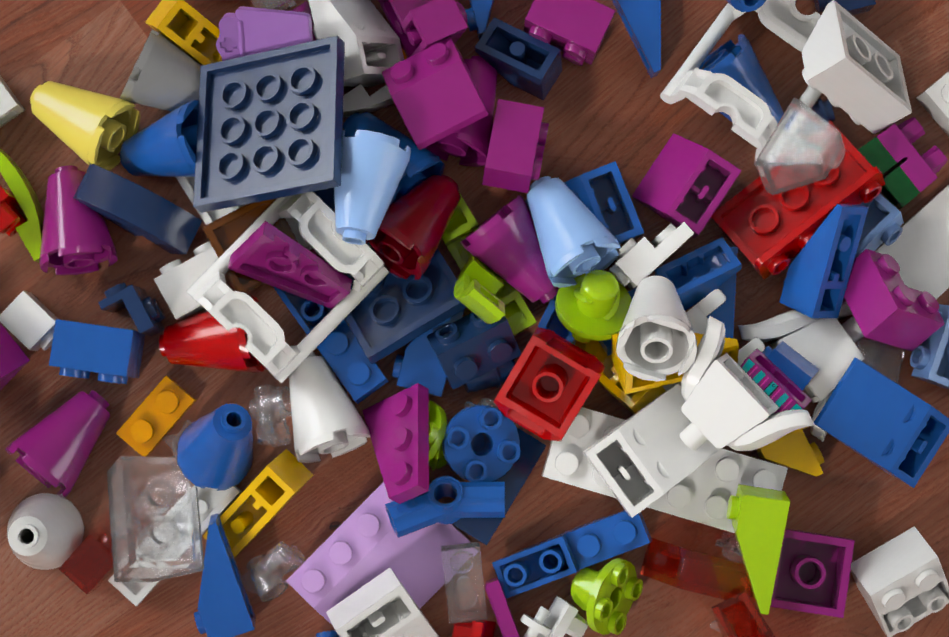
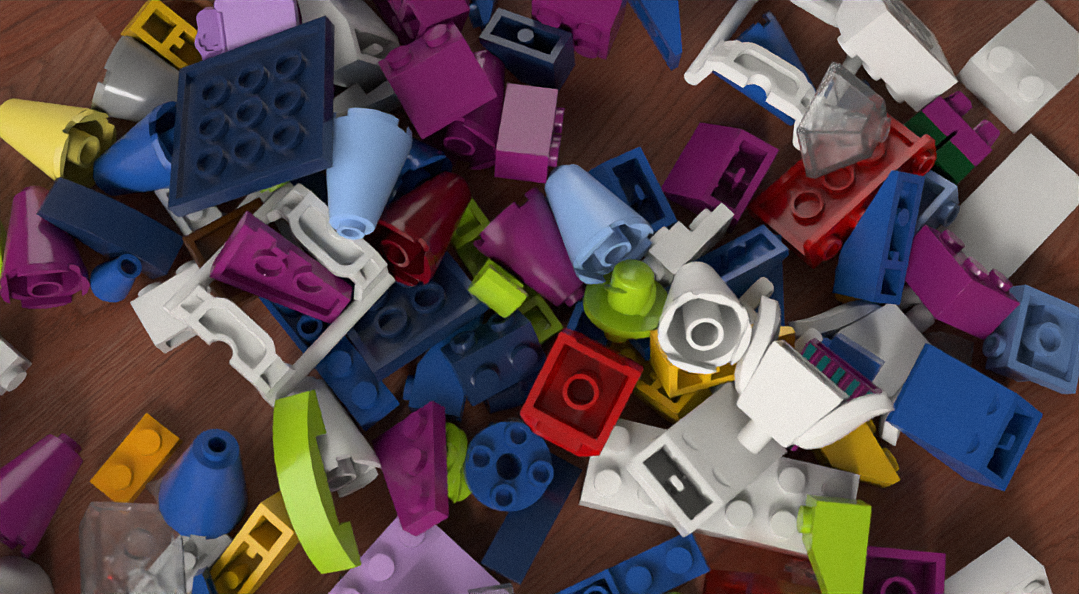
camera: 10 degrees left, 10 degrees down
(96, 348) = (64, 384): blue brick -> none
(139, 254) = (114, 279): none -> blue cone
(143, 309) = (98, 324): dark blue bracket -> none
(207, 344) = (194, 372): red cone -> none
(269, 410) = (259, 447): clear plate -> none
(305, 451) = (305, 485): none -> lime slope
(470, 501) = (448, 541): blue piece -> none

